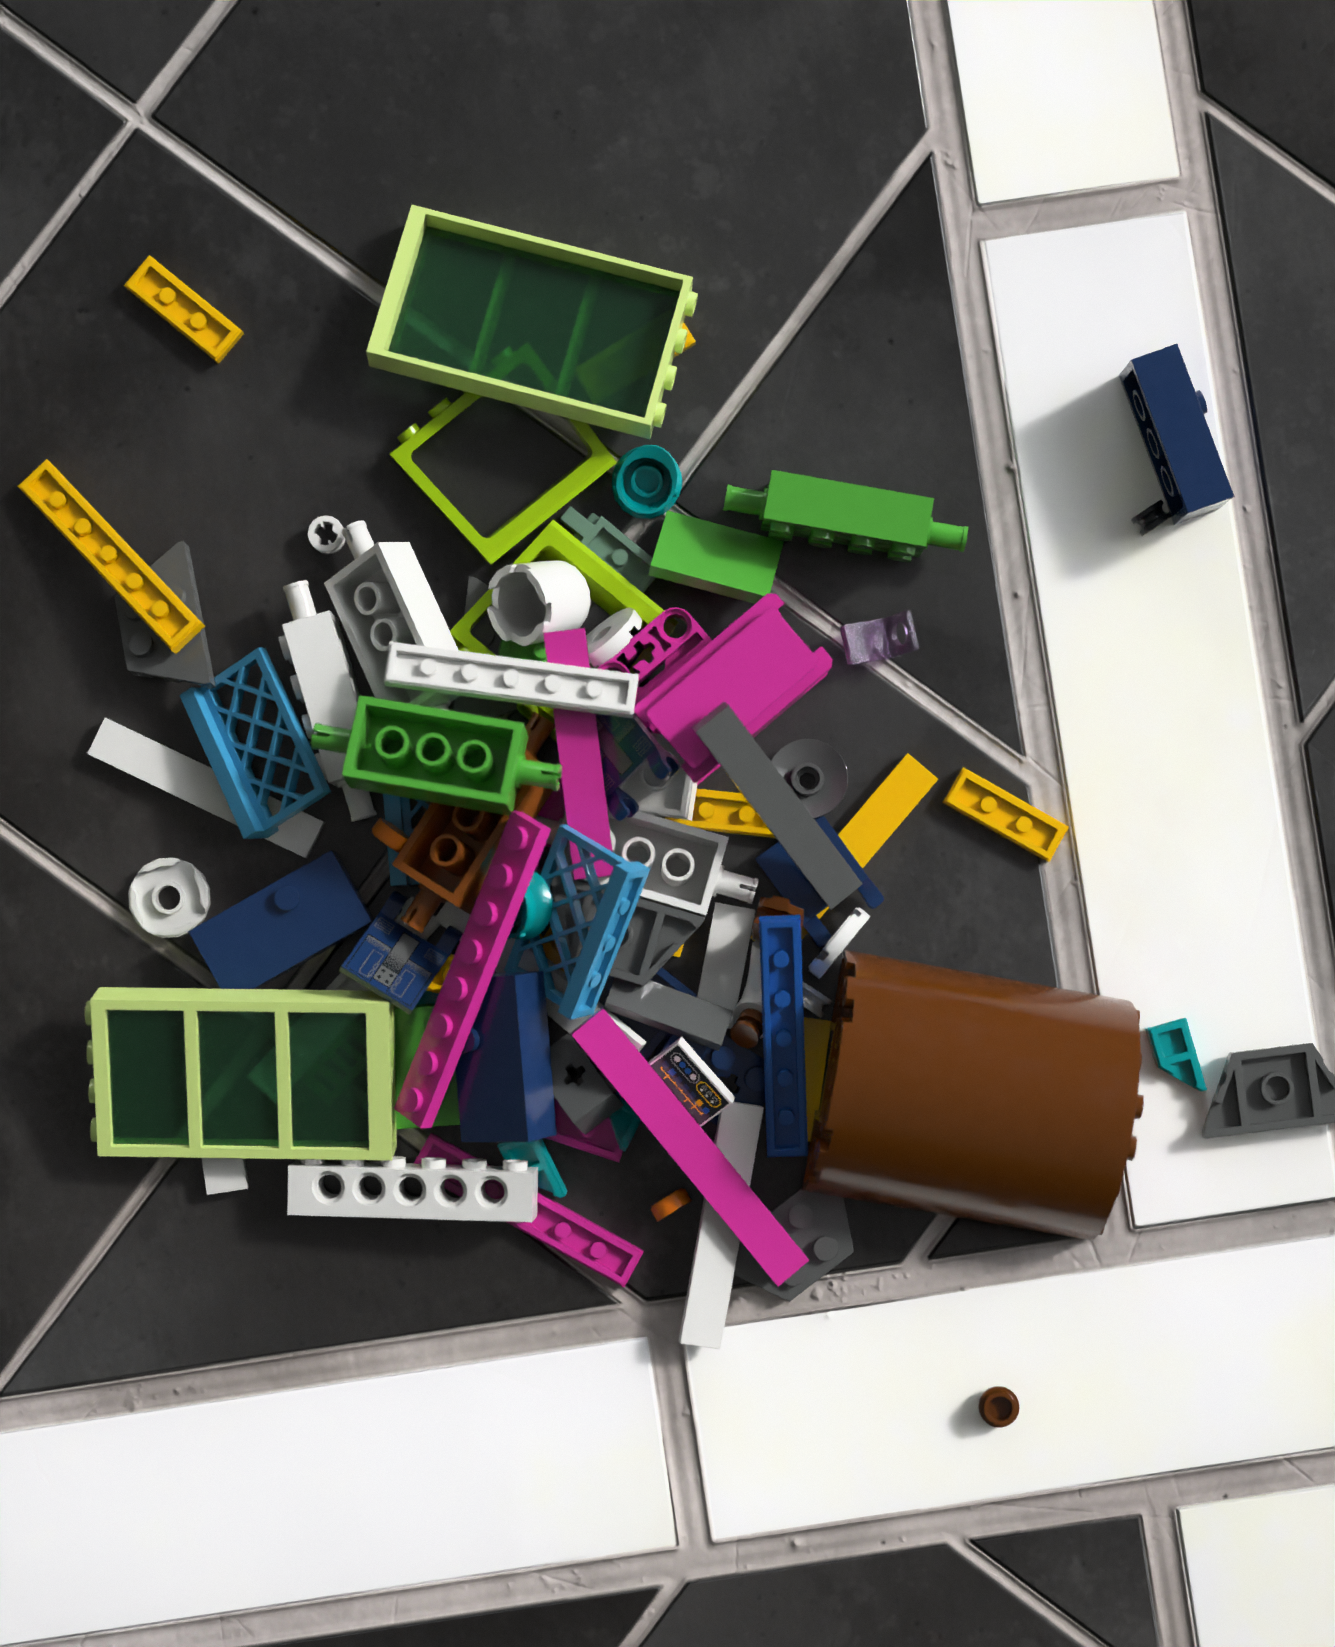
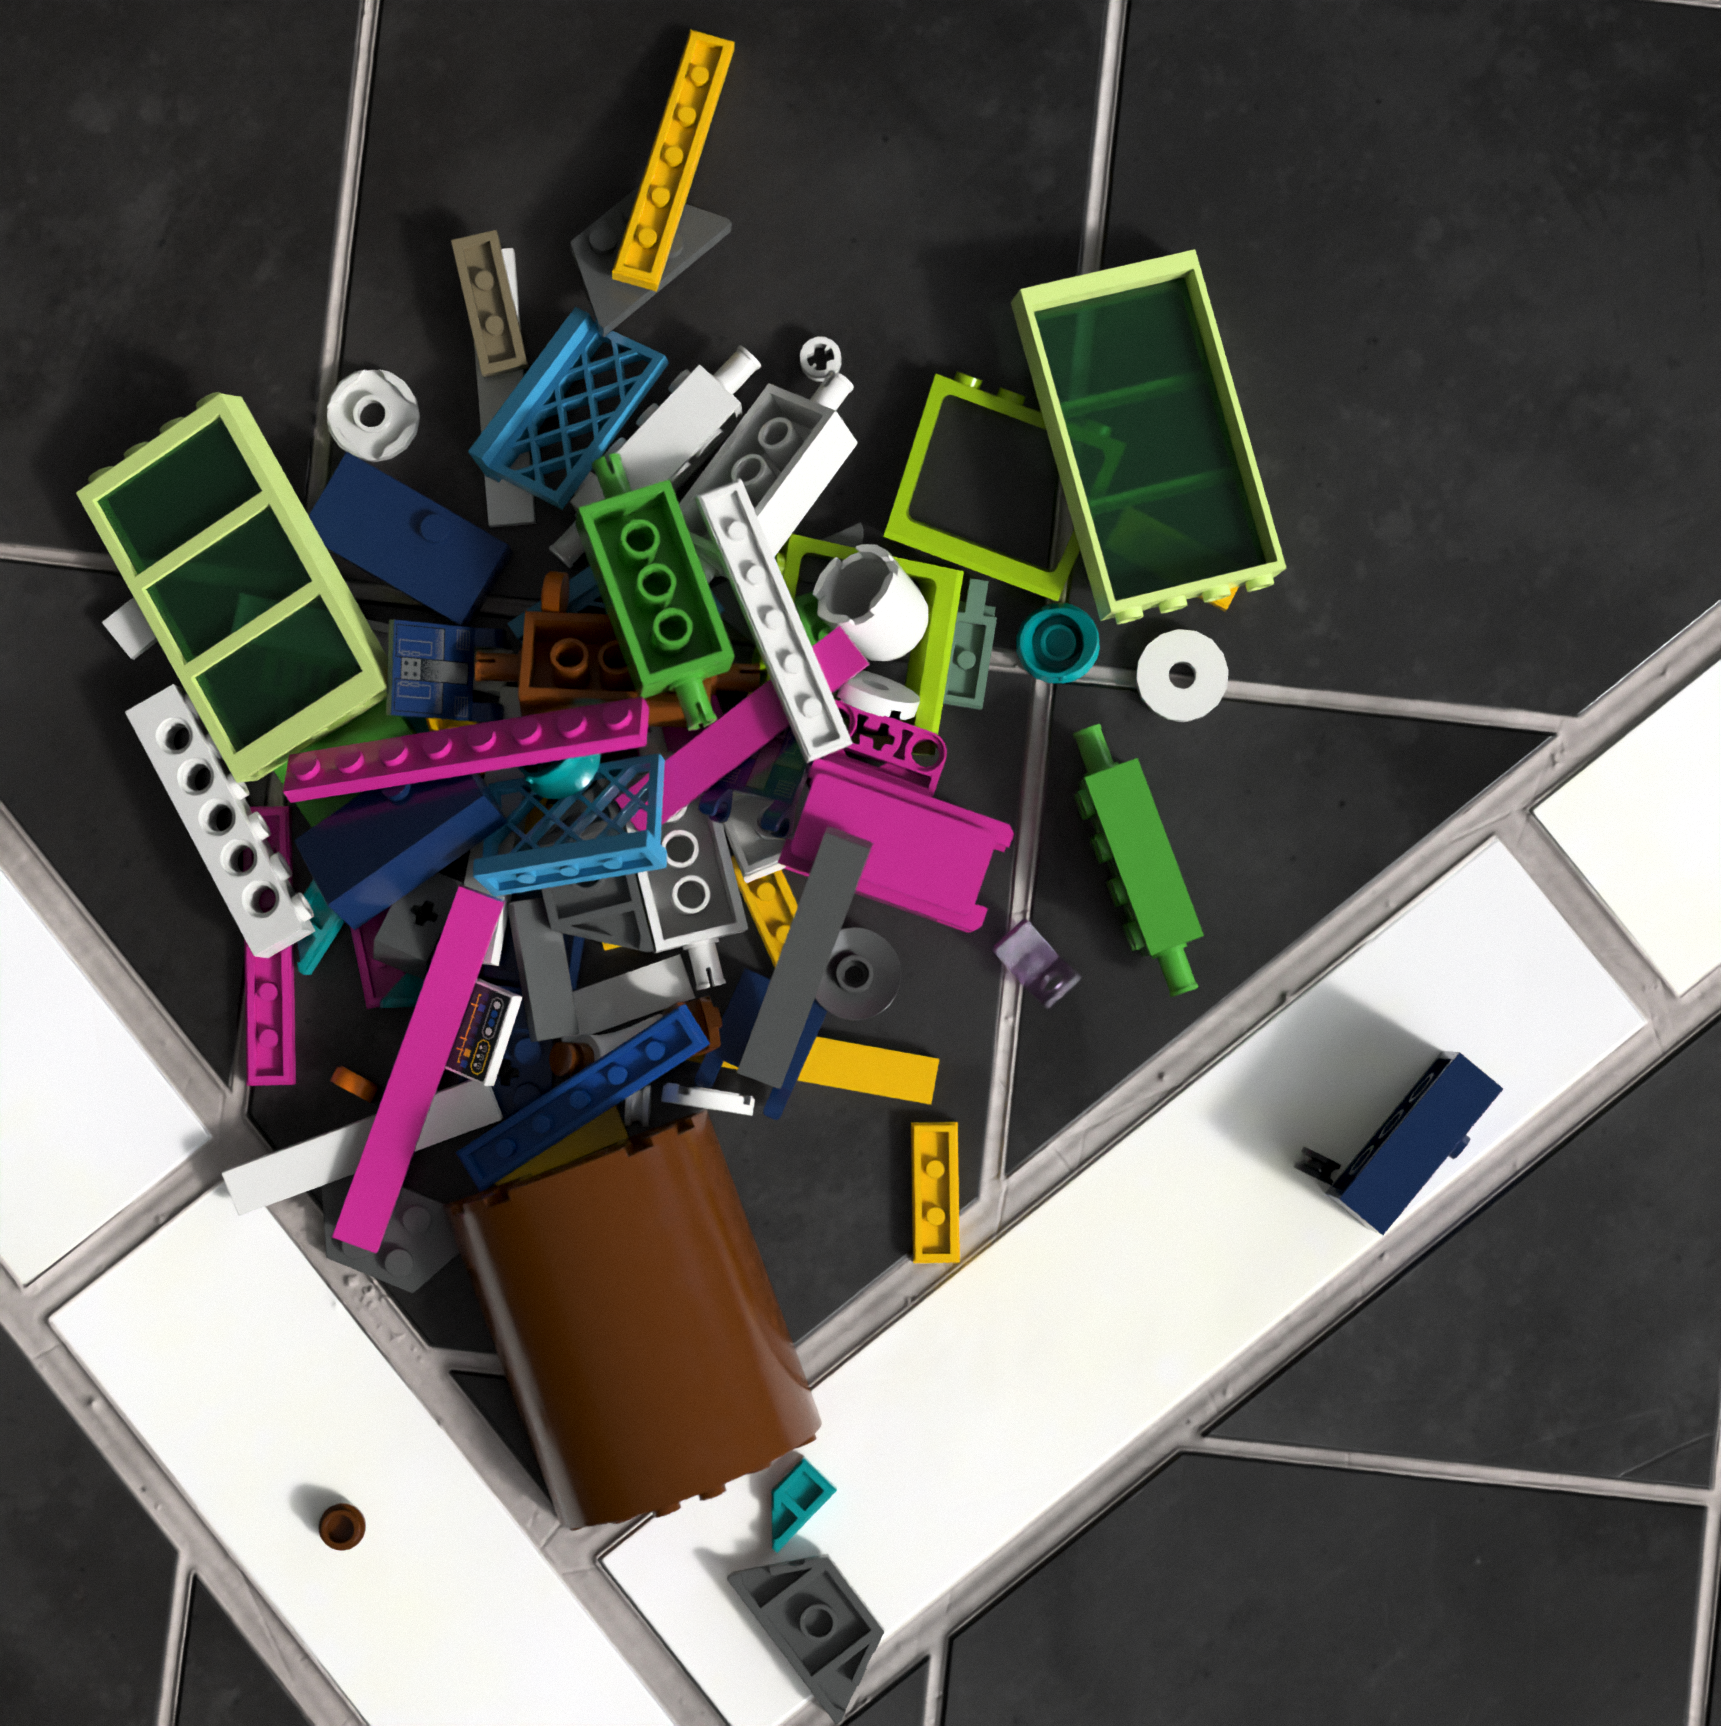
camera: 60 degrees right, 0 degrees up
(138, 758) = (490, 304): none -> dark tan plate
(183, 309) = (961, 89): yellow tile -> none
(715, 558) = (1020, 754): bright green tile -> none
(725, 380) = (1190, 649): none -> white tile

